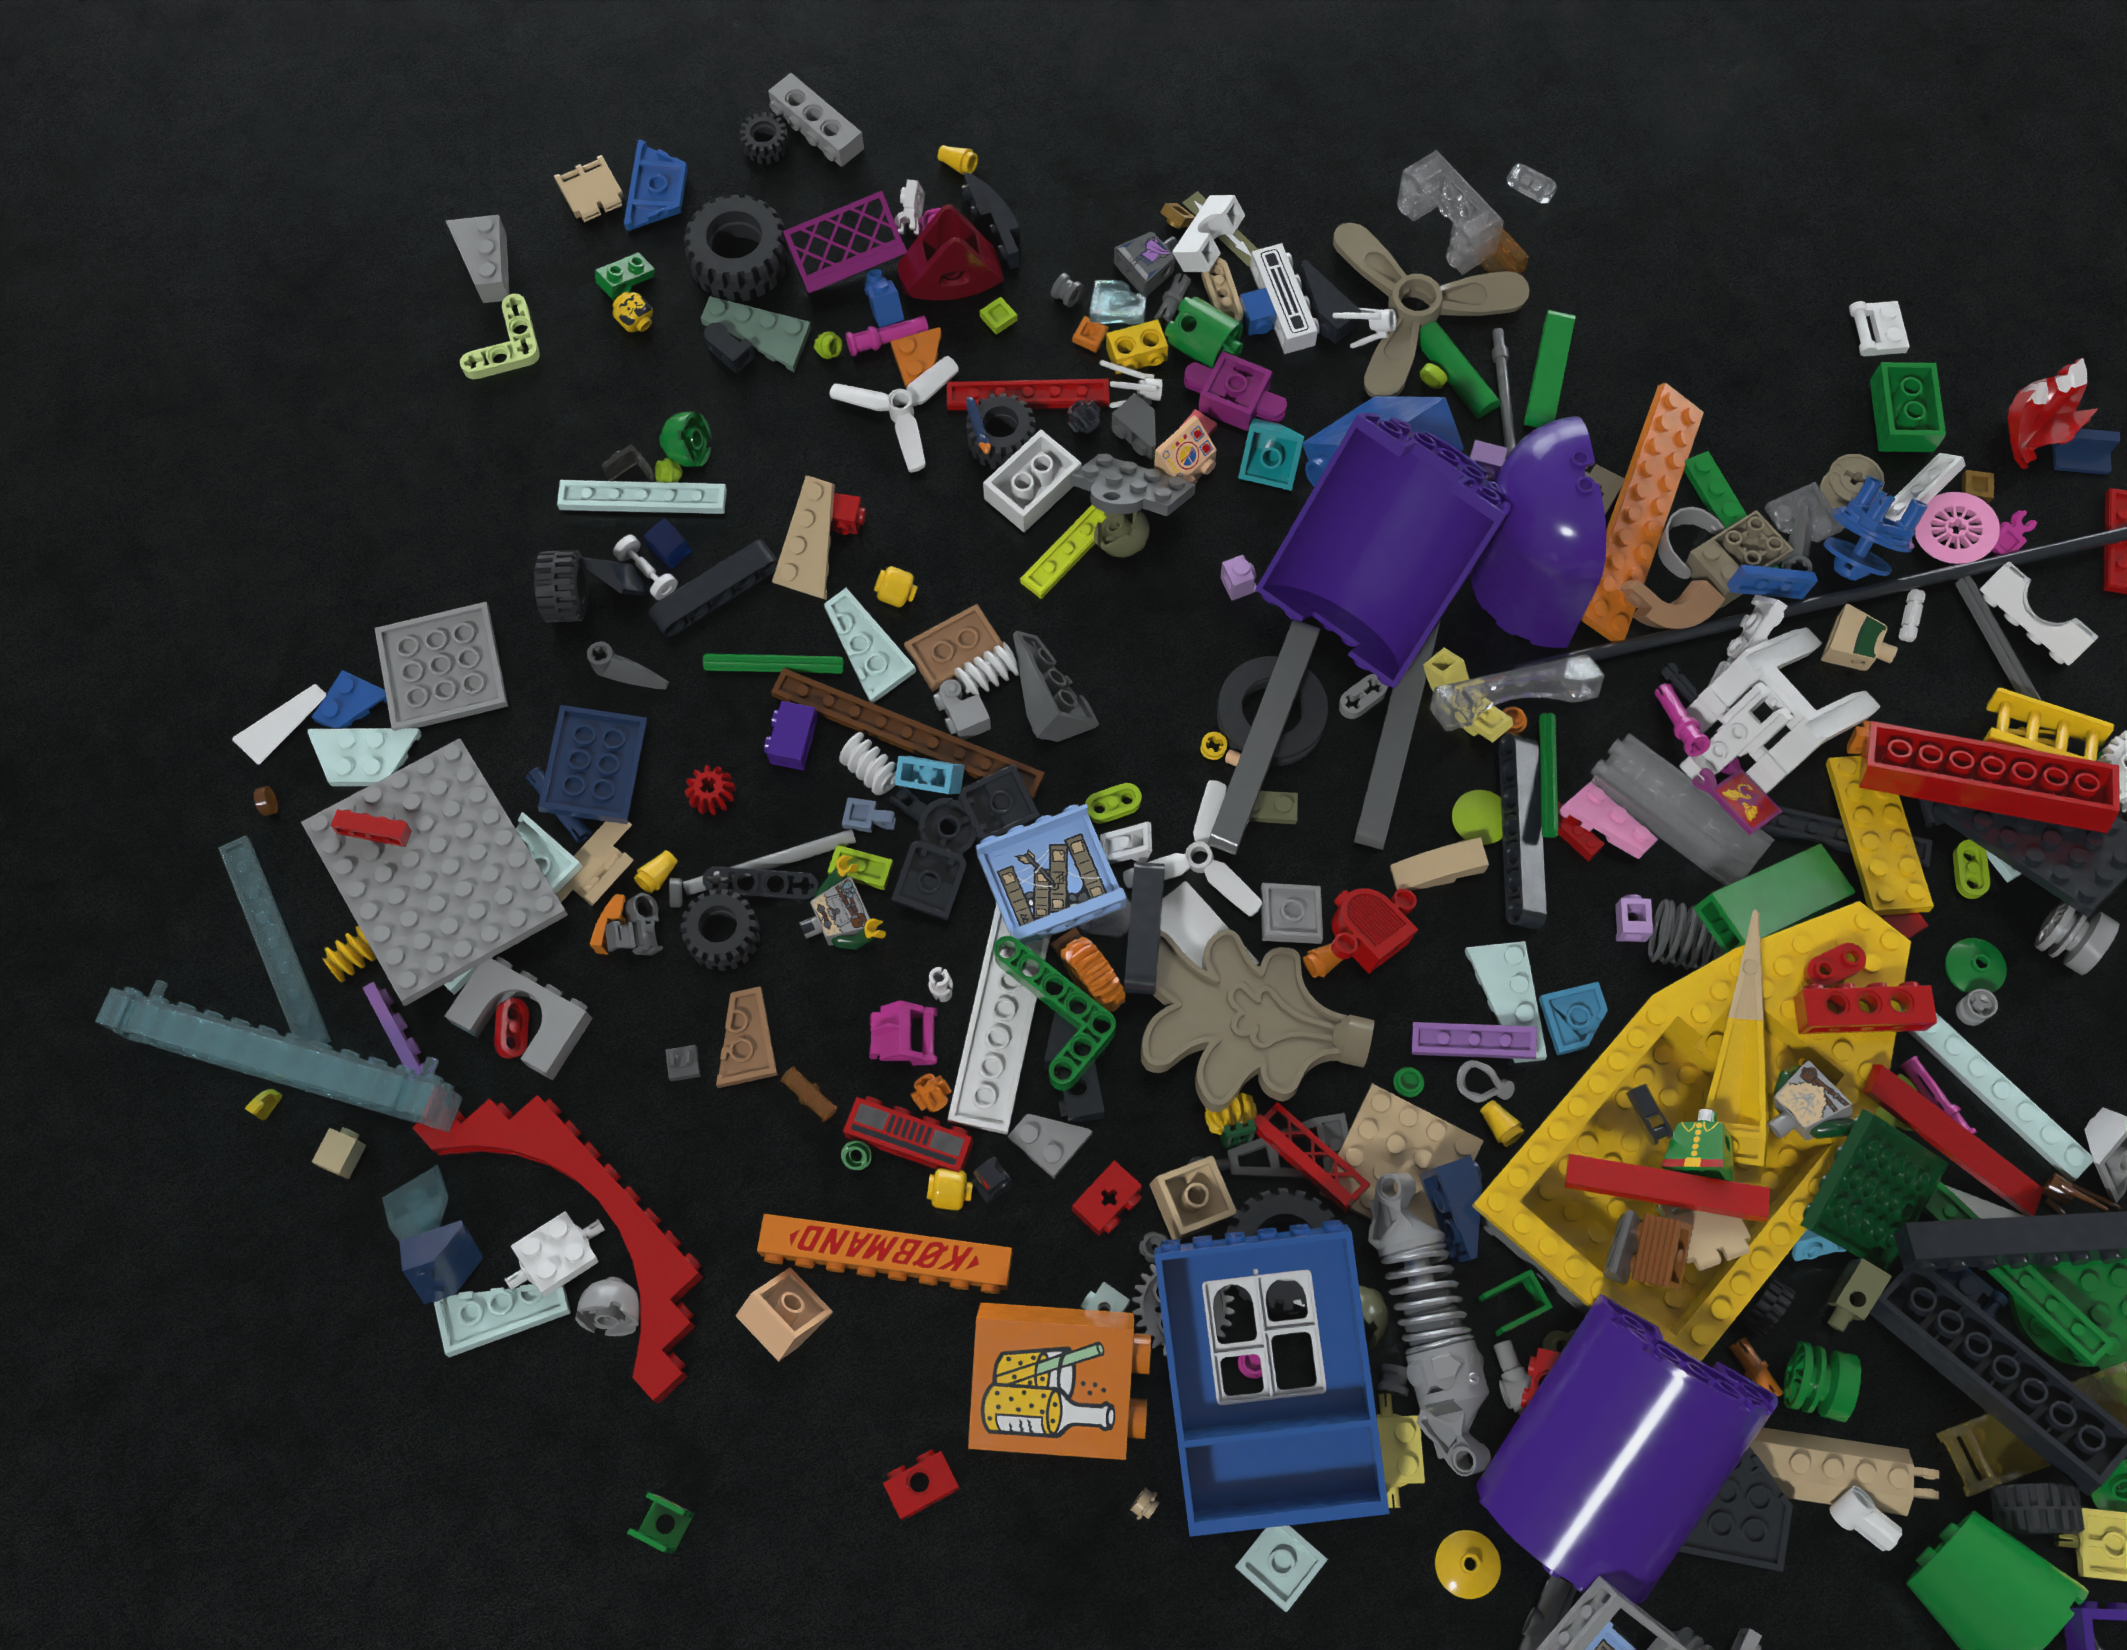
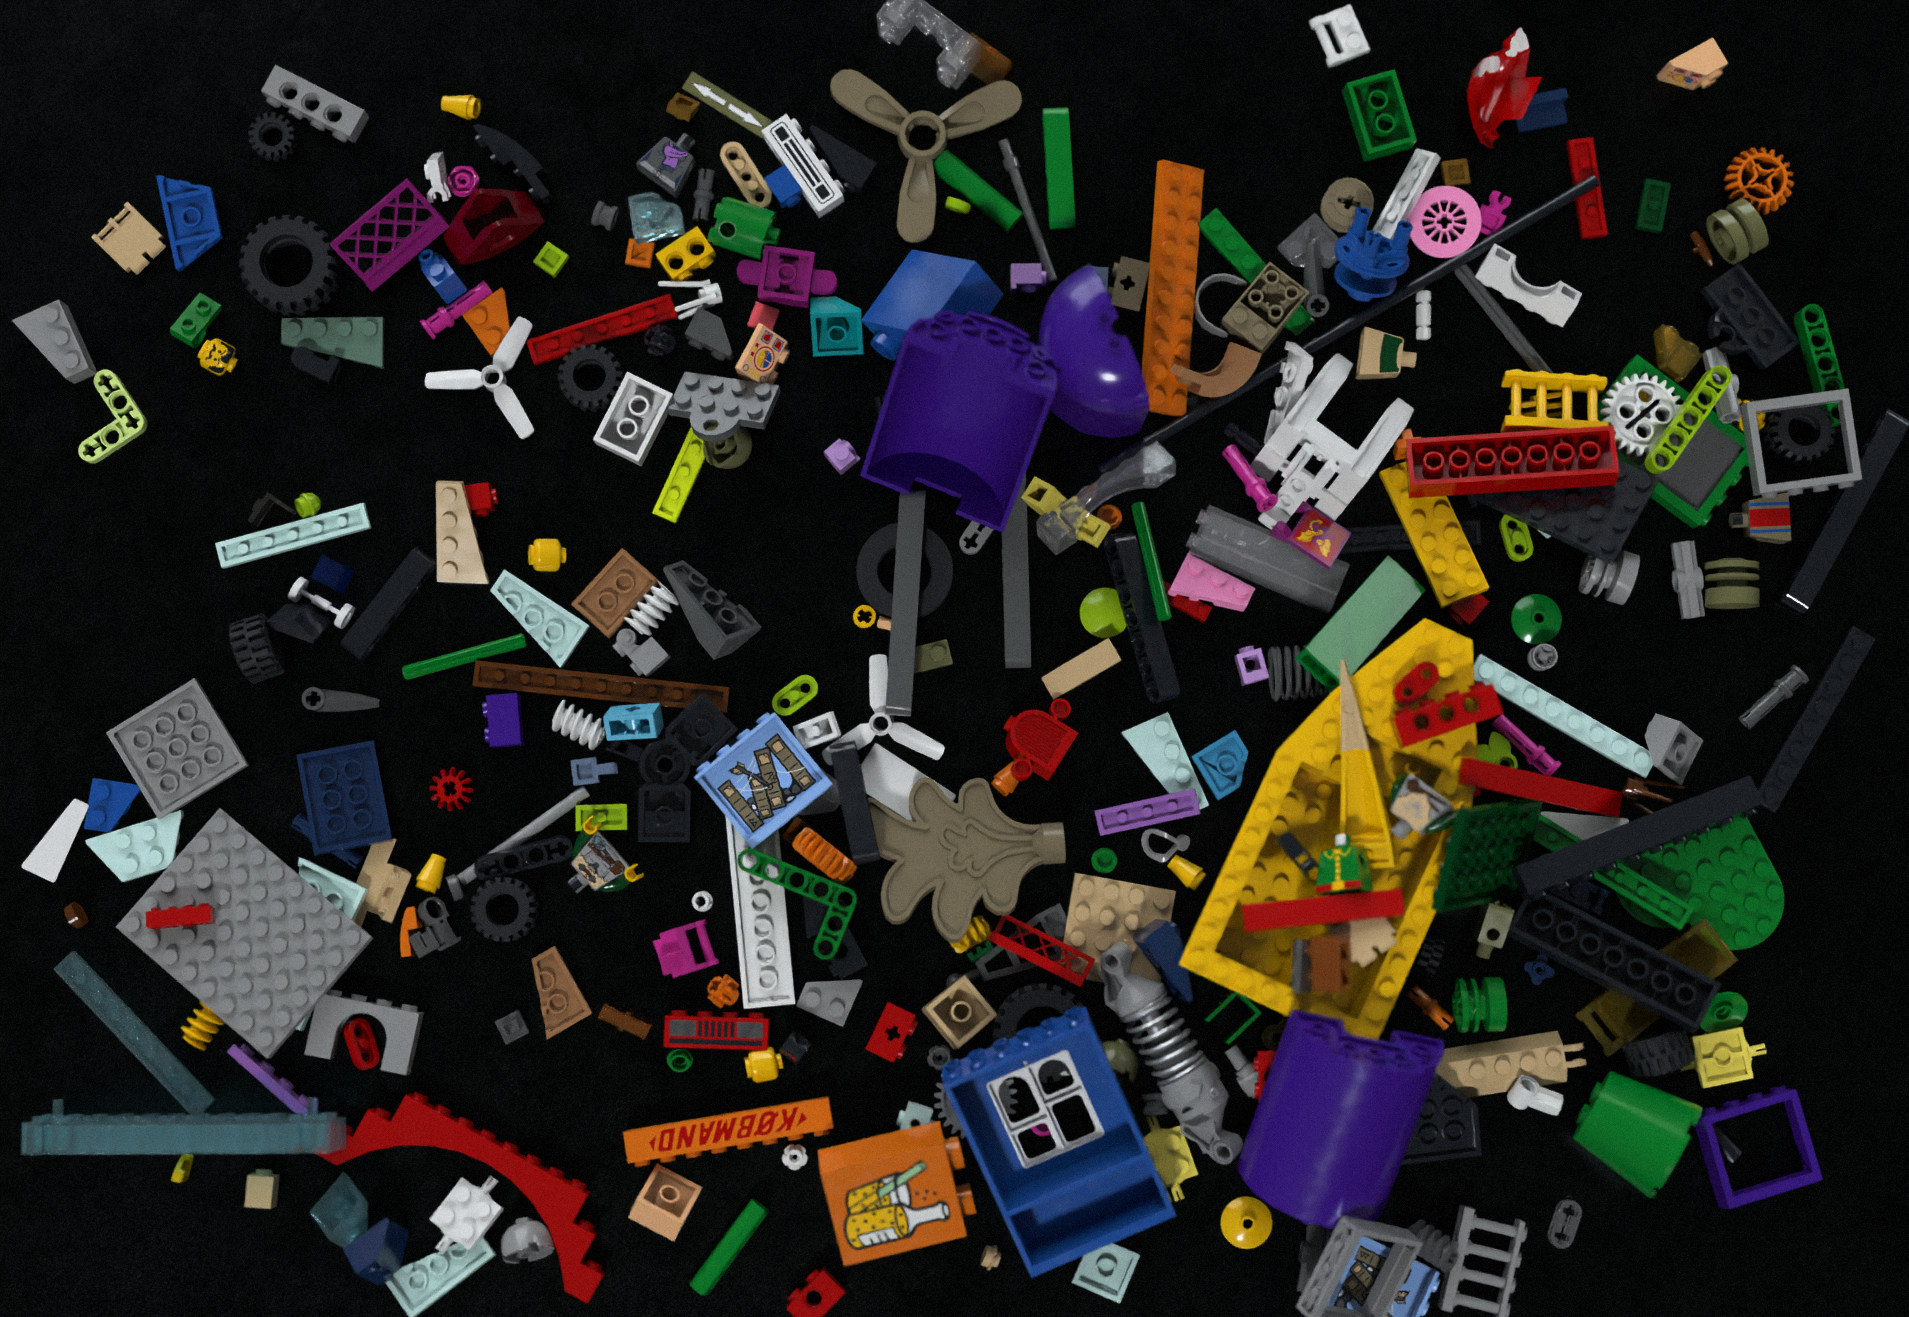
camera: 25 degrees left, 15 degrees up
(686, 439) = (312, 471): green cylinder -> none
(828, 345) = (407, 336): lime plate -> none
(839, 1392) = (729, 1247): none -> green brick
(956, 1315) = (798, 1150): none -> white plate
(978, 426) = (580, 400): dark blue piece -> none
(1197, 247) = (717, 104): white arch -> none
(1291, 913) = (971, 746): light grey plate -> none
(1379, 320) = (898, 170): white plant -> none
(1772, 582) = (1296, 330): blue plate -> none
(1896, 1374) = (1546, 970): none -> dark blue plate

